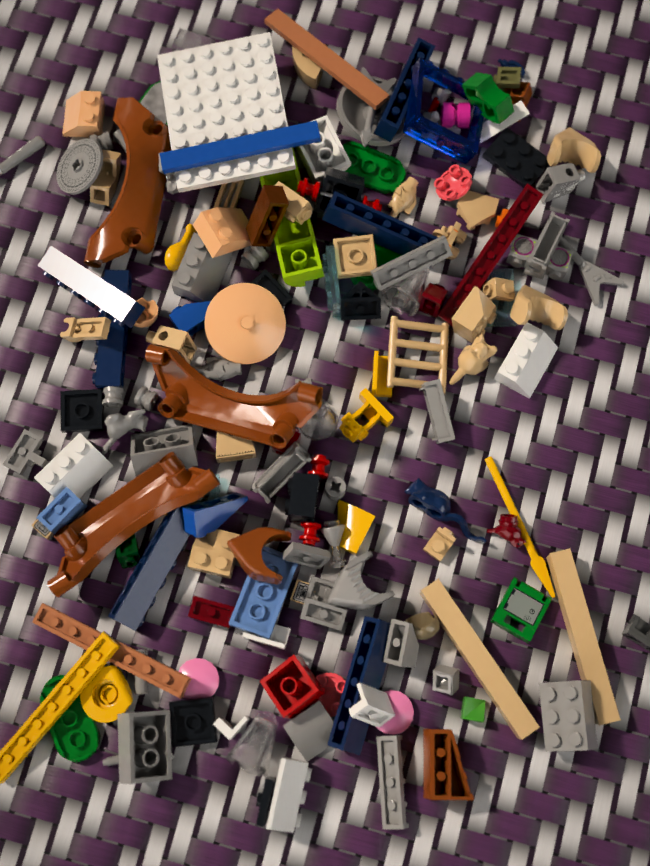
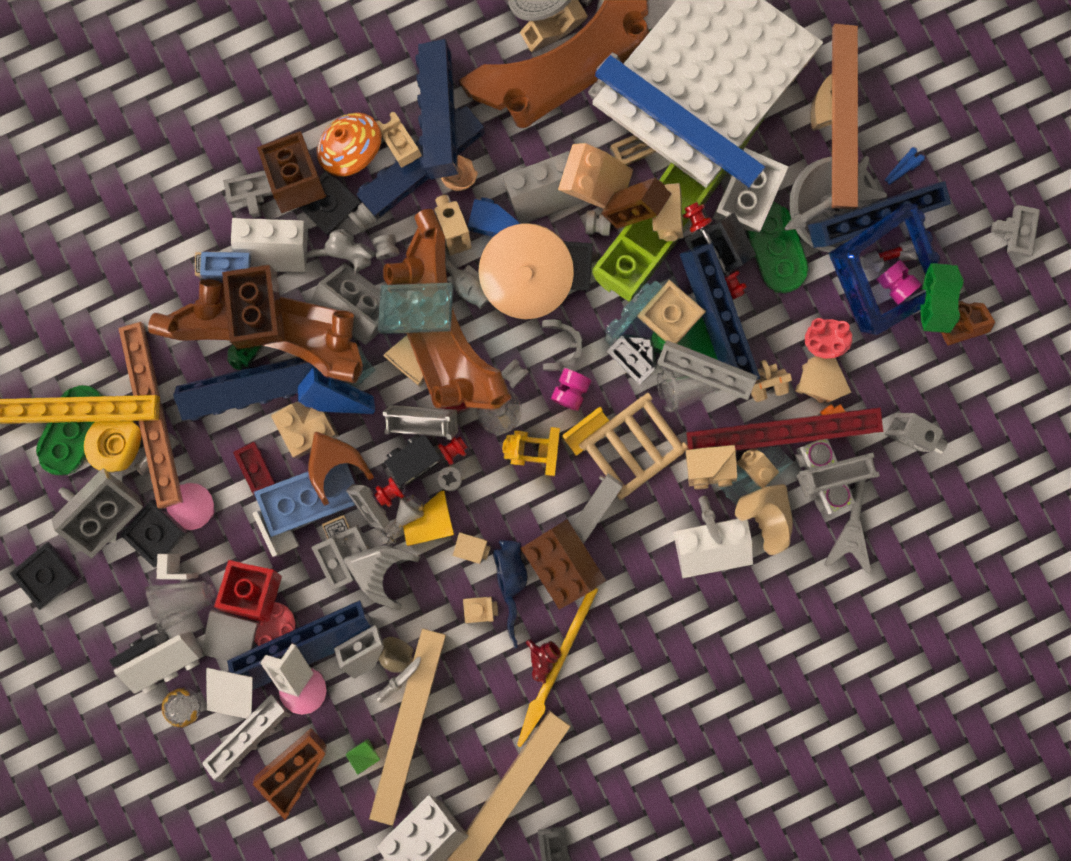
camera: 50 degrees right, 10 degrees up
(41, 413) = (291, 172): none -> reddish brown slope
(58, 363) = (349, 144): none -> orange dish
(106, 511) = (253, 306): none -> reddish brown brick
(152, 828) = (44, 576): none -> black plate
(176, 251) = (540, 151): yellow piece -> none
(205, 408) = (415, 308): none -> clear light blue plate
(295, 336) = (556, 324): none -> light grey piece
(331, 809) = (181, 707): none -> clear hair
(345, 358) = (571, 389): none -> dark pink wheel
(351, 763) = (229, 693): none -> white sticker
(386, 56) = (908, 163): none -> blue piece
(394, 513) = (471, 548): none -> tan brick
(404, 198) = (771, 306): tan animal -> none
(433, 299) = (698, 415): dark red slope -> none
(442, 641) = (396, 682): none -> light grey piece
(445, 679) = (368, 712): light grey slope -> none
(457, 460) = (563, 564): none -> reddish brown brick
(473, 358) = (671, 499): tan animal -> none
(484, 26) = (1019, 230): none -> light grey hinge
(490, 128) = (914, 325): white sticker -> none
(504, 63) = (999, 292): dark blue piece -> none
(507, 345) = (708, 517): none -> light grey piece
(508, 77) = (981, 297): olive bracket -> none
(516, 158) = (907, 374): black plate -> none
(522, 605) = (486, 725): container -> none
(574, 148) = (963, 417): tan animal -> none

